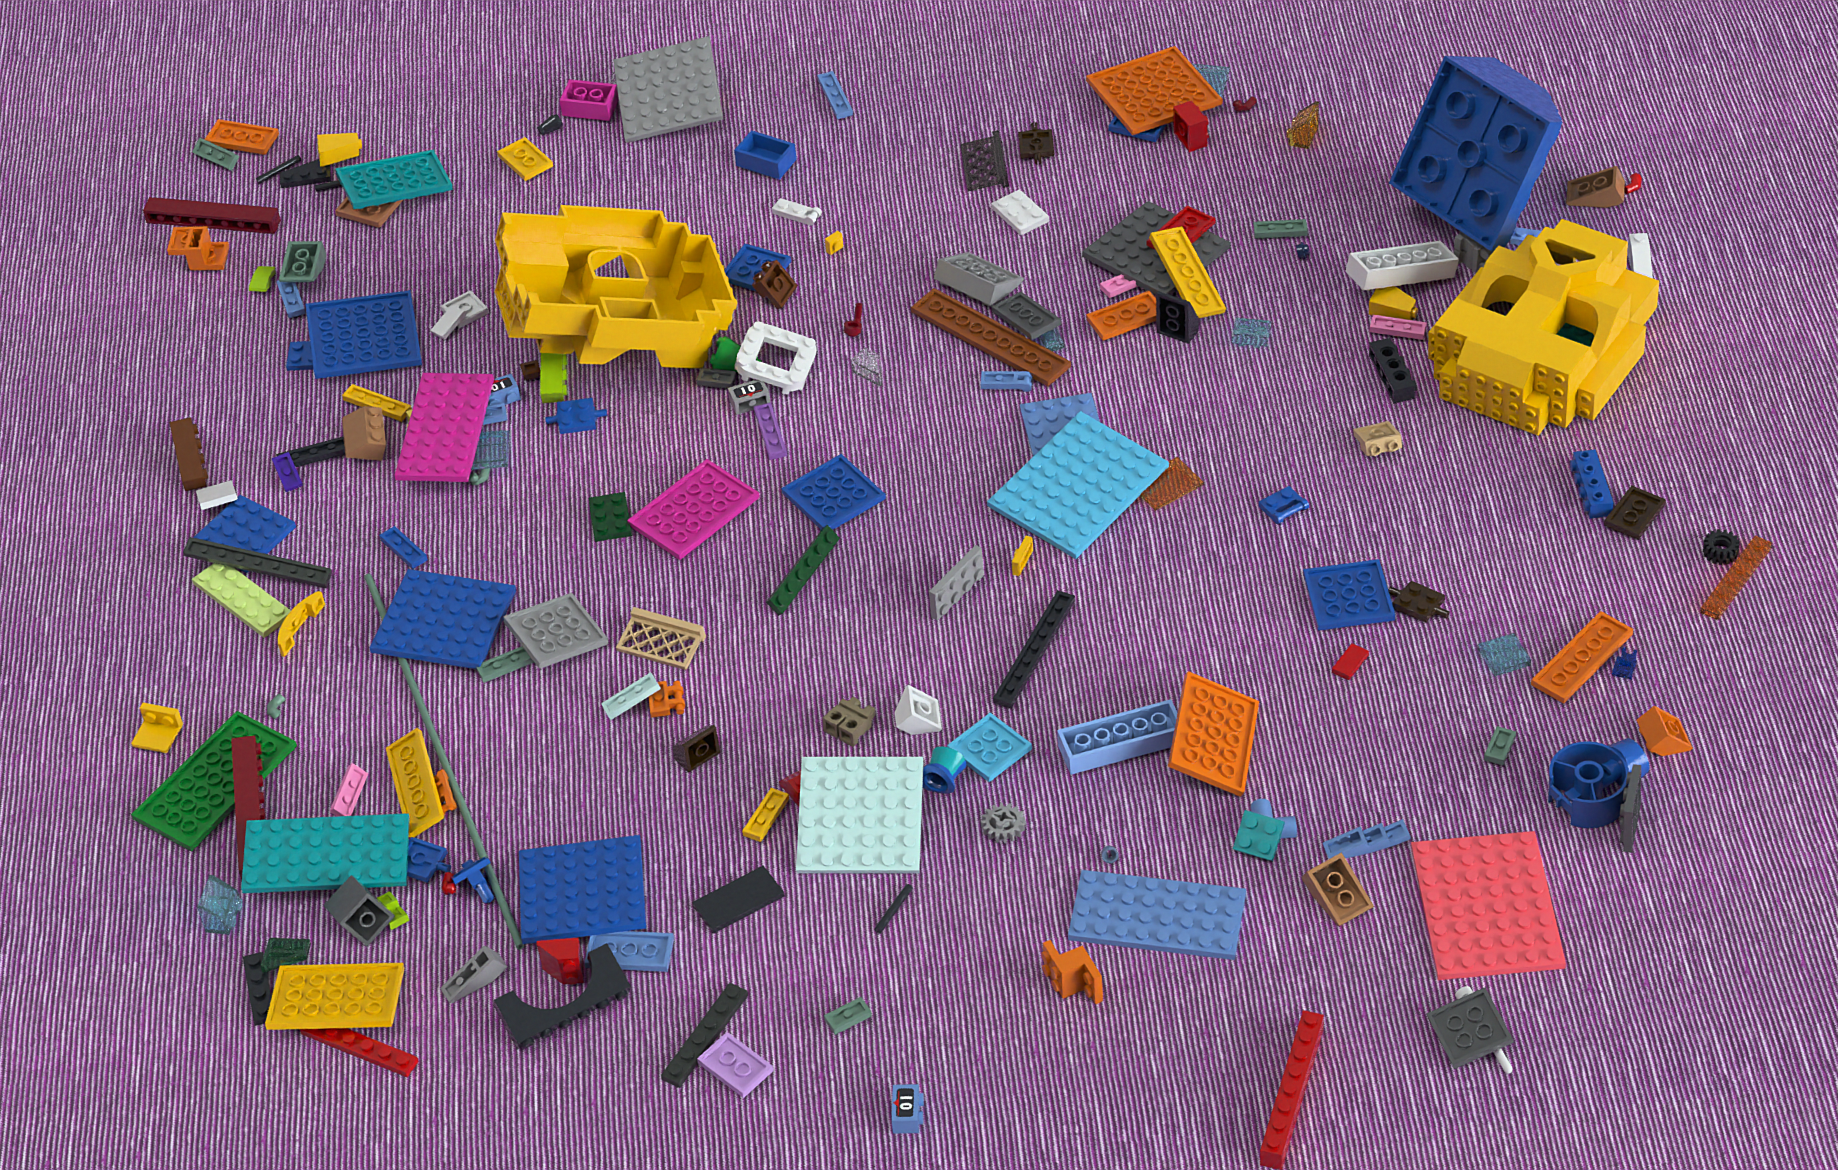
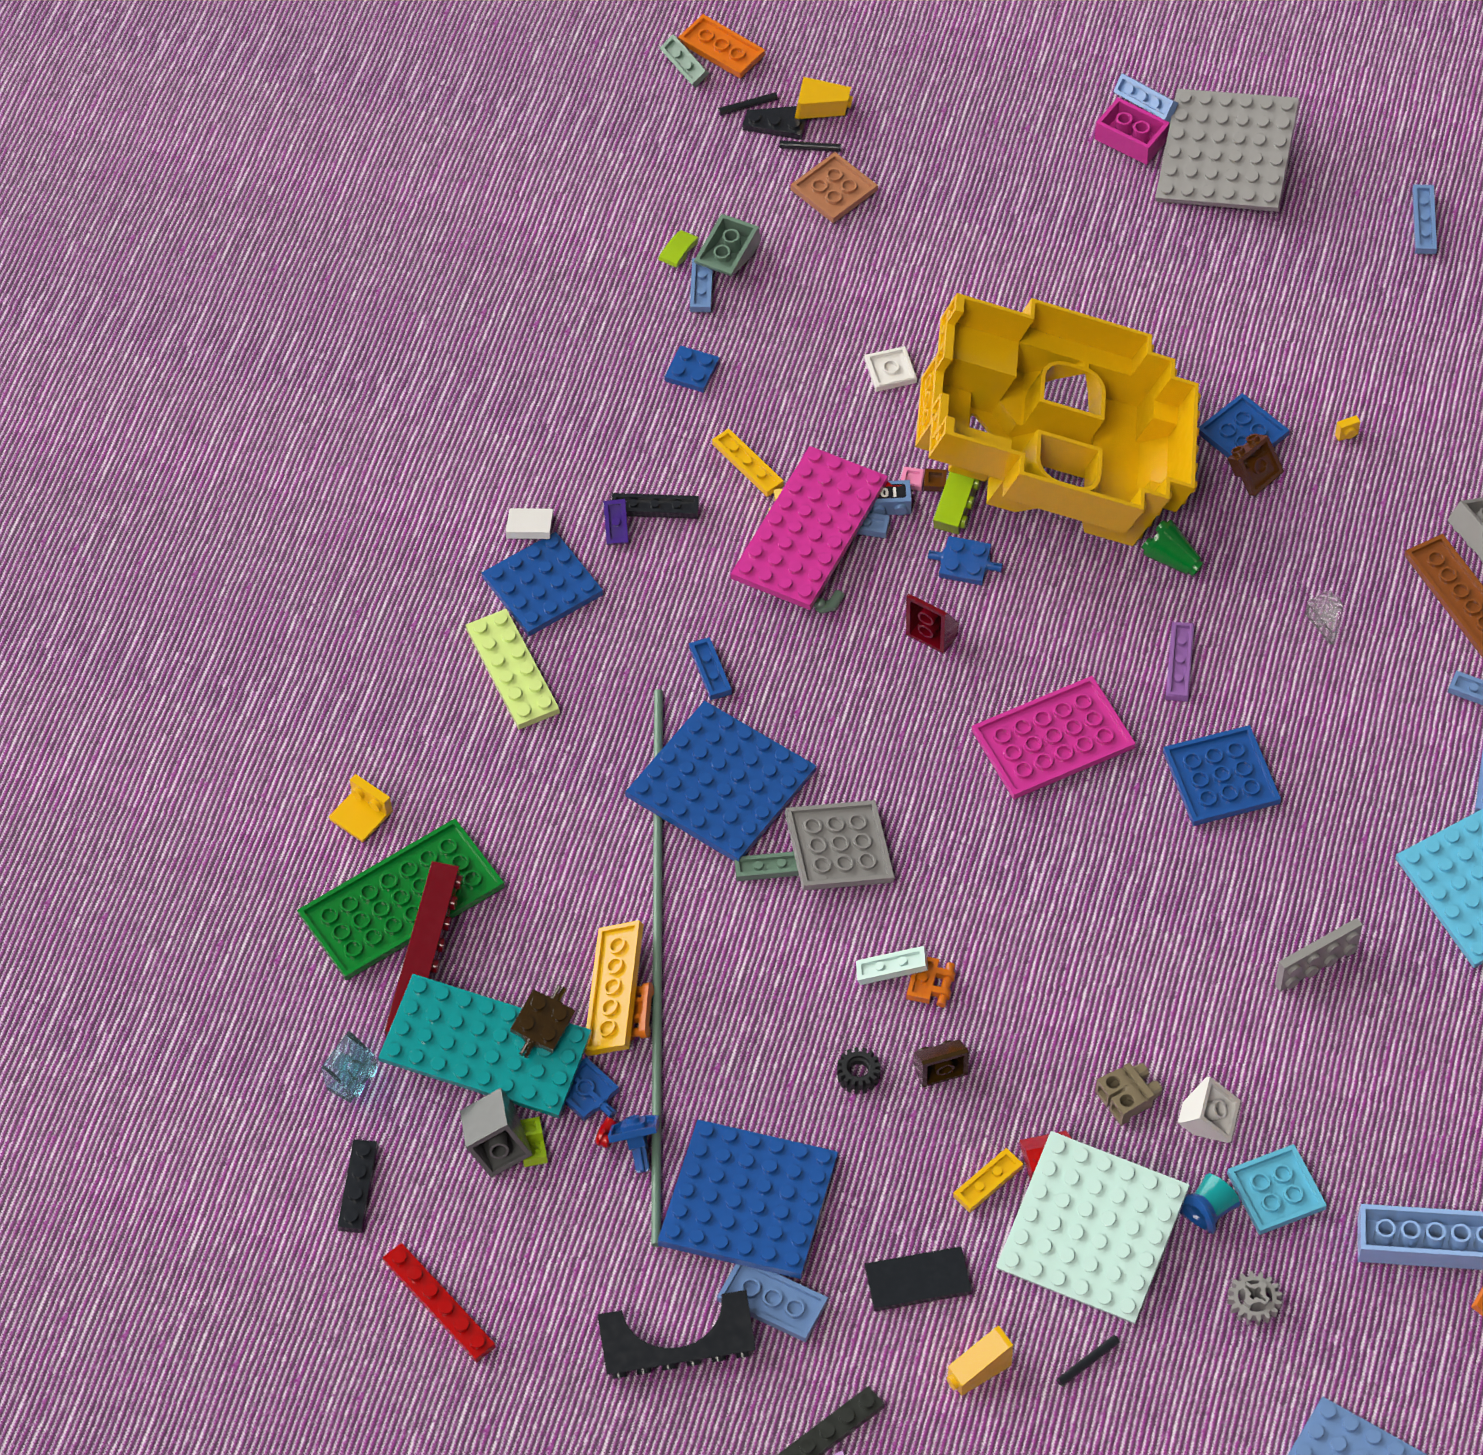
camera: 20 degrees right, 10 degrees up
(188, 453) = (516, 460): reddish brown wedge -> none
(198, 248) = (620, 185): orange bracket -> none
(212, 214) = (652, 143): dark red brick -> none
(257, 562) = (543, 632): pearl dark grey plate -> none
(273, 705) = (496, 825): sand green arm -> none
(284, 952) = (399, 1153): clear green wing -> none
(307, 607) = (580, 709): yellow slope -> none
(335, 996) = (433, 1232): yellow plate -> none
(349, 791) = (539, 970): bright pink plate -> none
(363, 334) = (763, 365): blue plate -> none
(364, 434) = (717, 502): medium nougat slope -> none
(367, 817) = (542, 1021): none -> dark brown plate
(393, 179) = (870, 165): teal plate -> none
(448, 322) = (865, 382): white tile -> none
(475, 974) = (592, 1263): light grey slope -> none
(492, 450) = (854, 574): clear light blue piece -> none
(515, 371) = (915, 476): none -> bright pink tile
(525, 158) = (1030, 185): yellow plate -> none
(551, 124) = (1076, 148): black cone -> none
(562, 959) = (694, 1286): red slope -> none
(566, 460) = (929, 624): none -> dark red slope
(591, 73) = (1145, 97): none -> plate
(609, 516) = (955, 711): dark green plate -> none
(631, 767) = (858, 1058): none -> black tyre
(667, 626) = (963, 882): tan fence -> none
(716, 378) = (1143, 567): dark grey plate -> none
(747, 395) = (1171, 606): light grey brick -> none
(765, 154) = (1310, 278): blue piece -> none
(788, 380) = (1204, 588): white plate -> none
(796, 211) = (1319, 367): white plate -> none
(802, 570) = (1148, 867): dark green plate -> none
(812, 933) = (981, 1362): none -> yellow slope
(854, 327) = (1328, 554): dark red plate -> none
(1022, 555) = (1410, 943): yellow plate -> none
(1034, 649) = (1377, 1076): black plate -> none
(1104, 854) = (1362, 1394): sand blue hinge -> none

